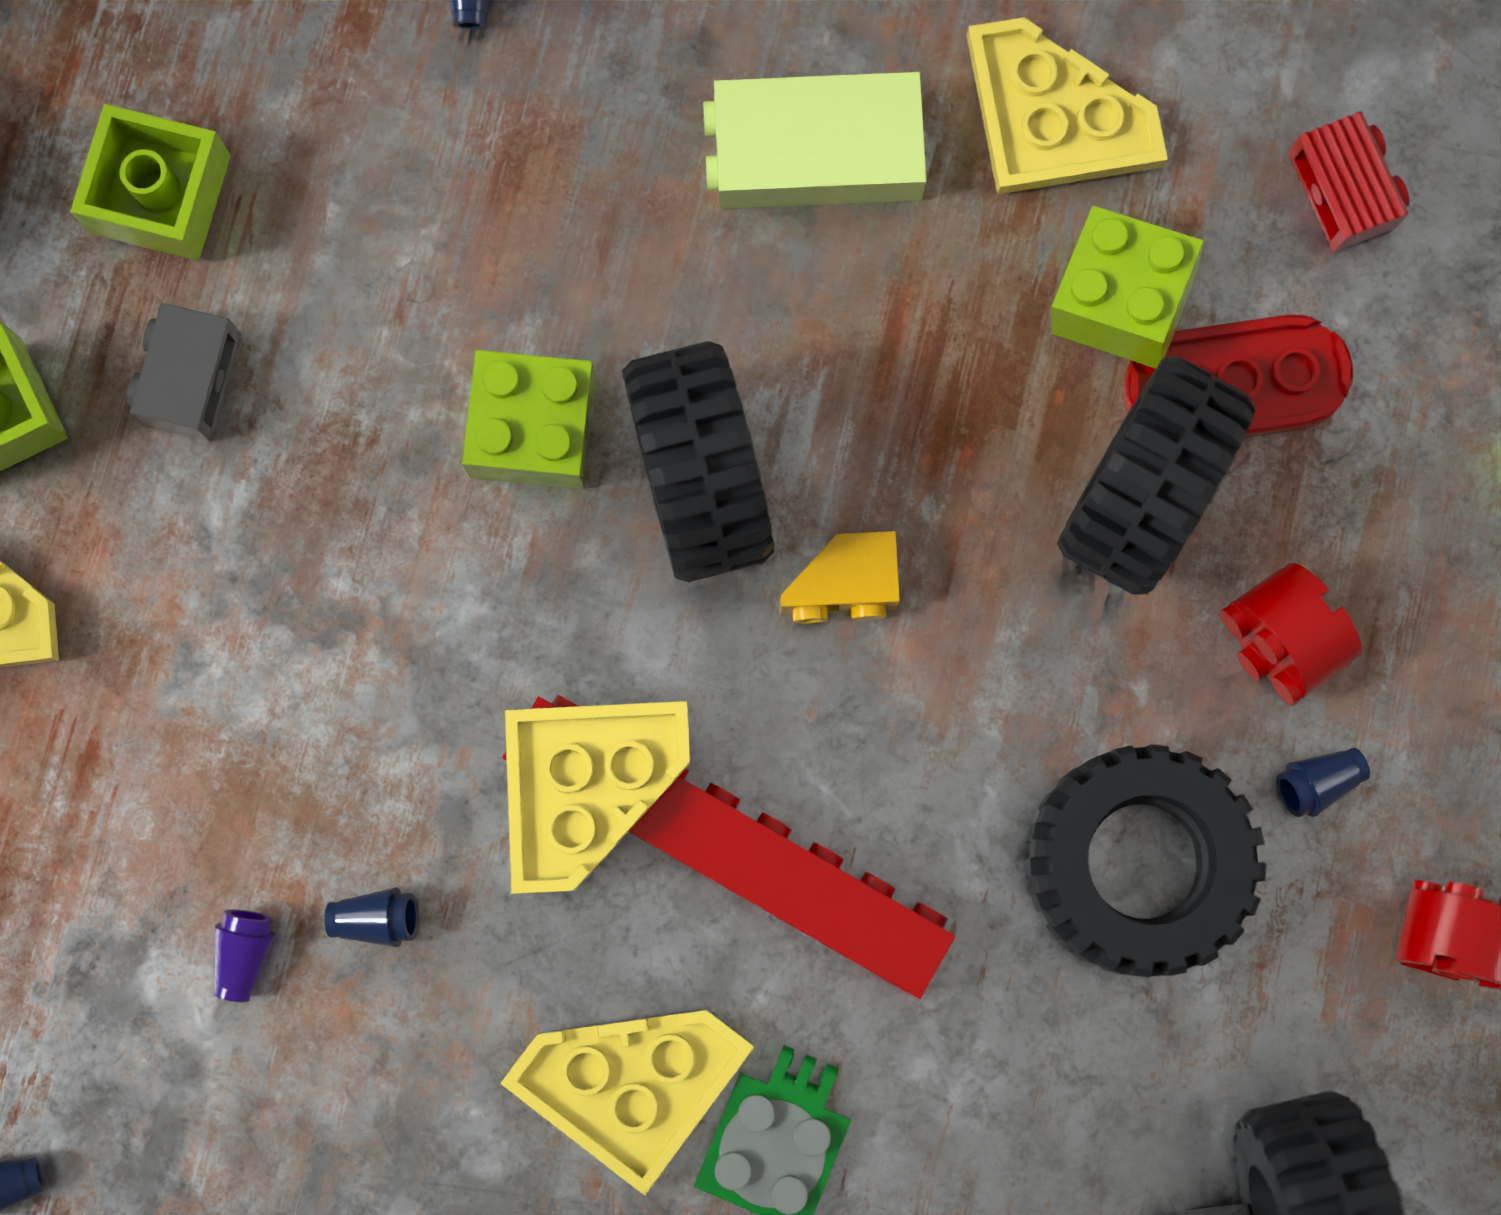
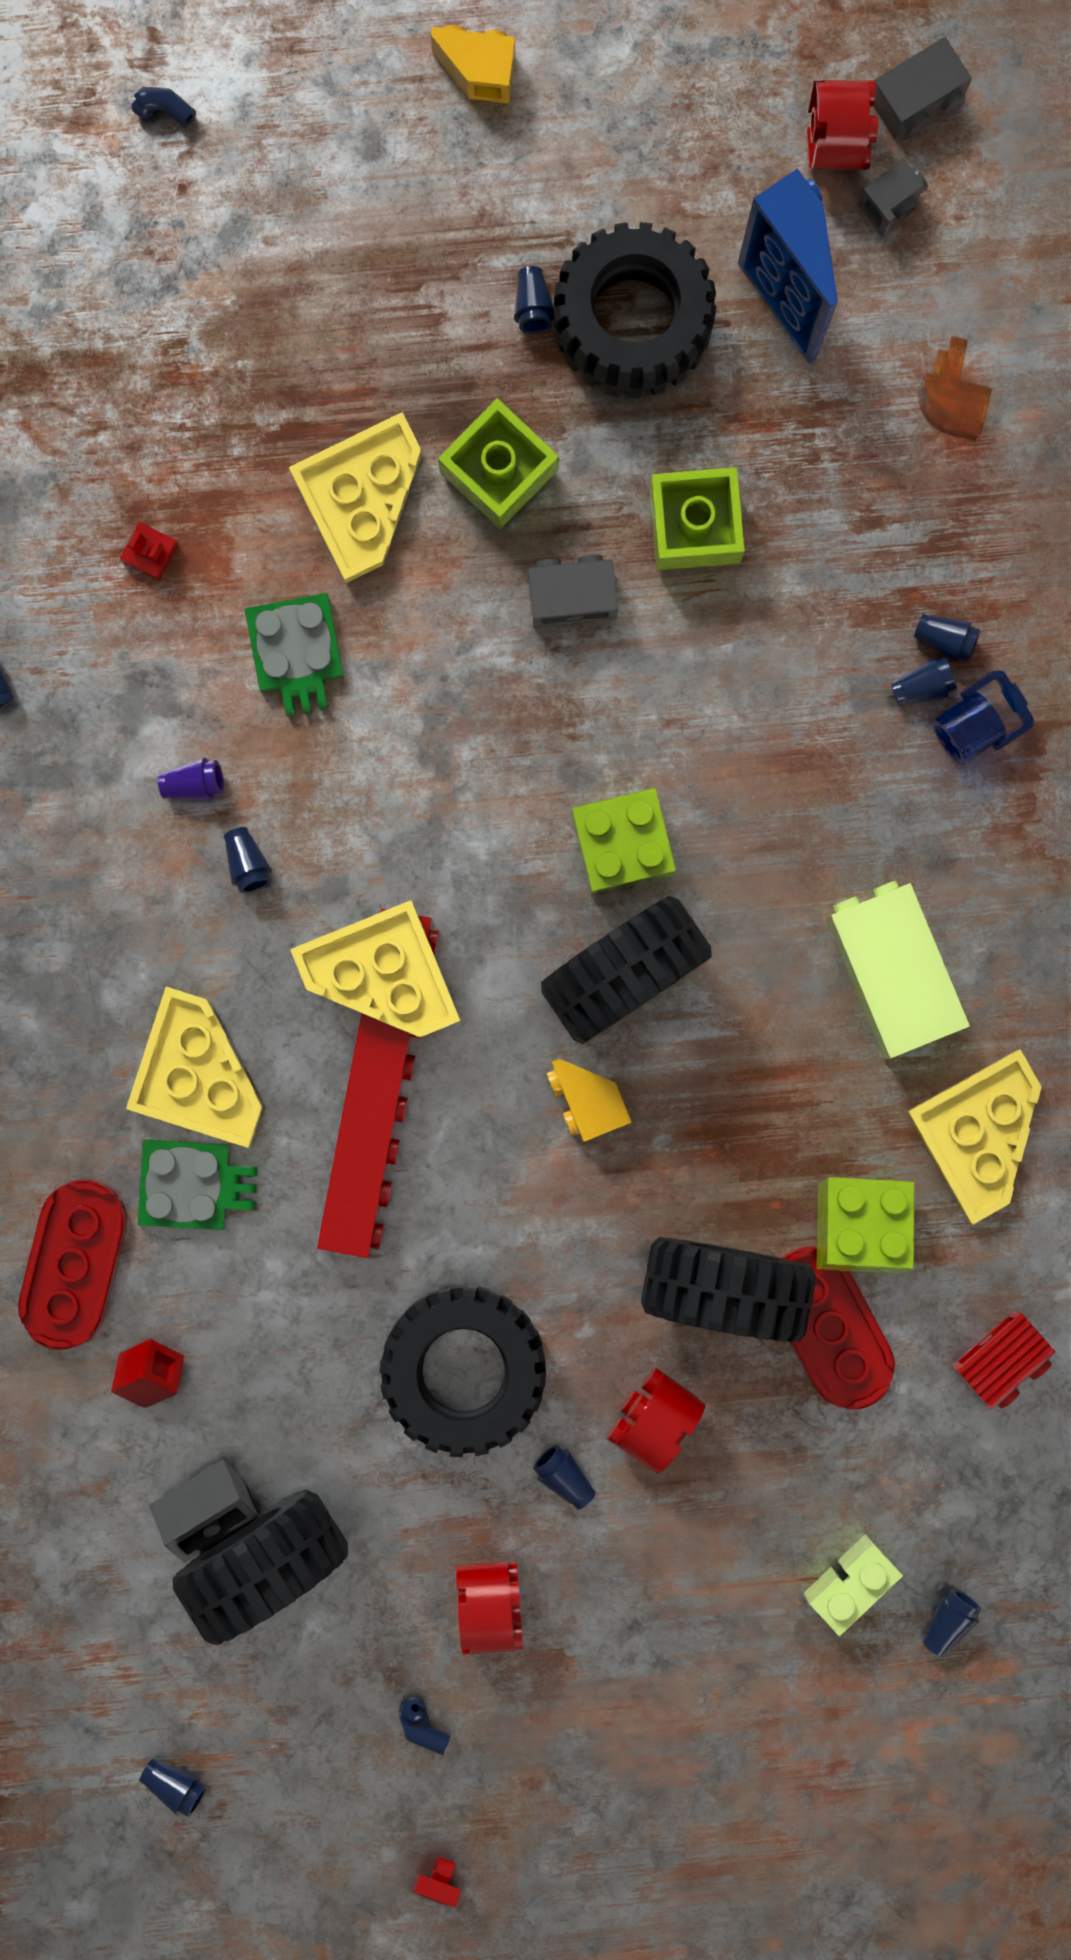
camera: 70 degrees right, 5 degrees up
(119, 756) = (295, 649): none -> piece

